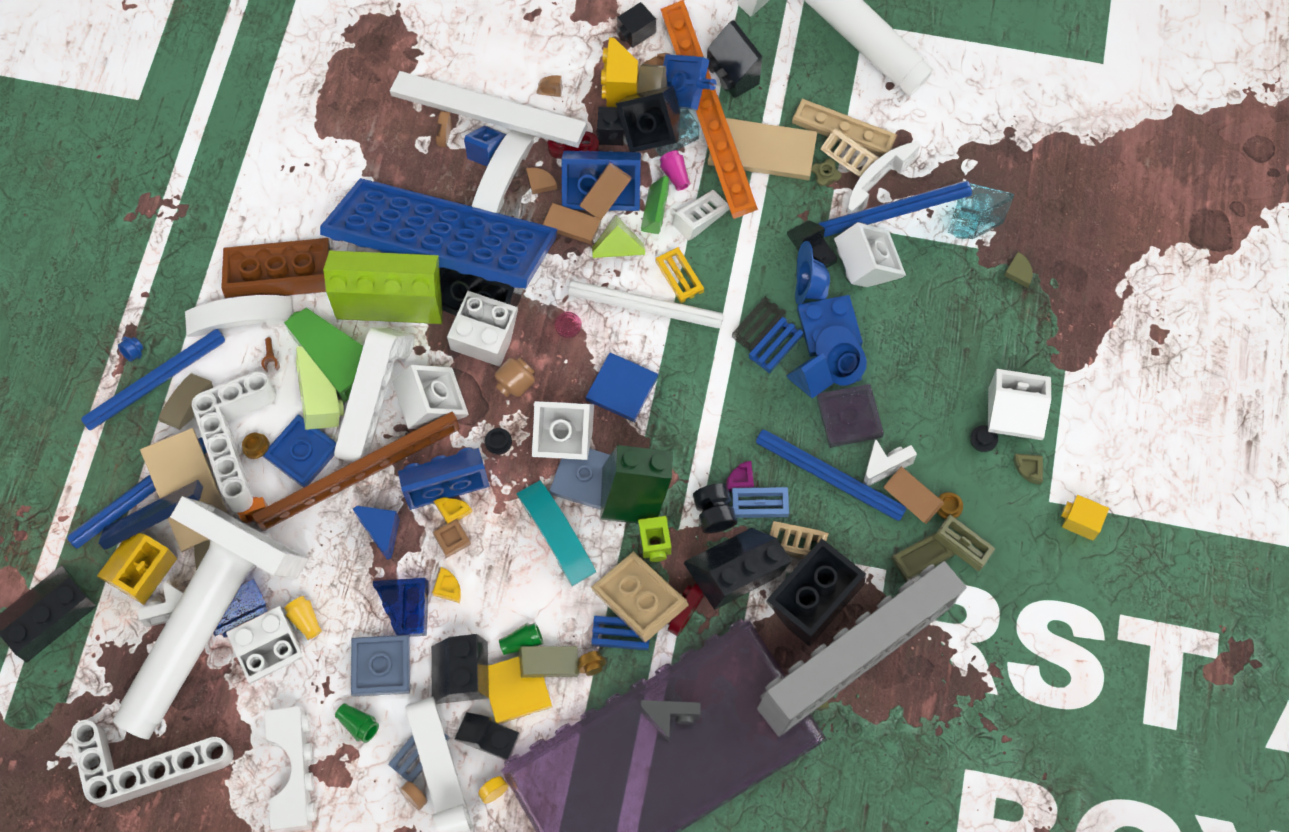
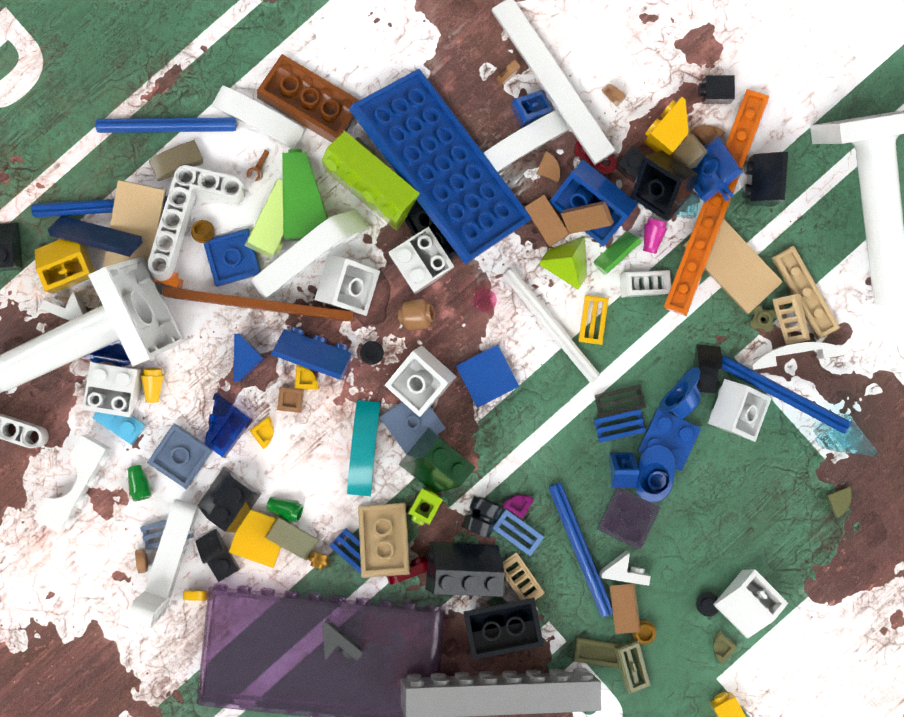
camera: 35 degrees right, 20 degrees up
(130, 348) = (165, 88): blue plate -> none
(297, 679) = (125, 427): none -> medium azure plate

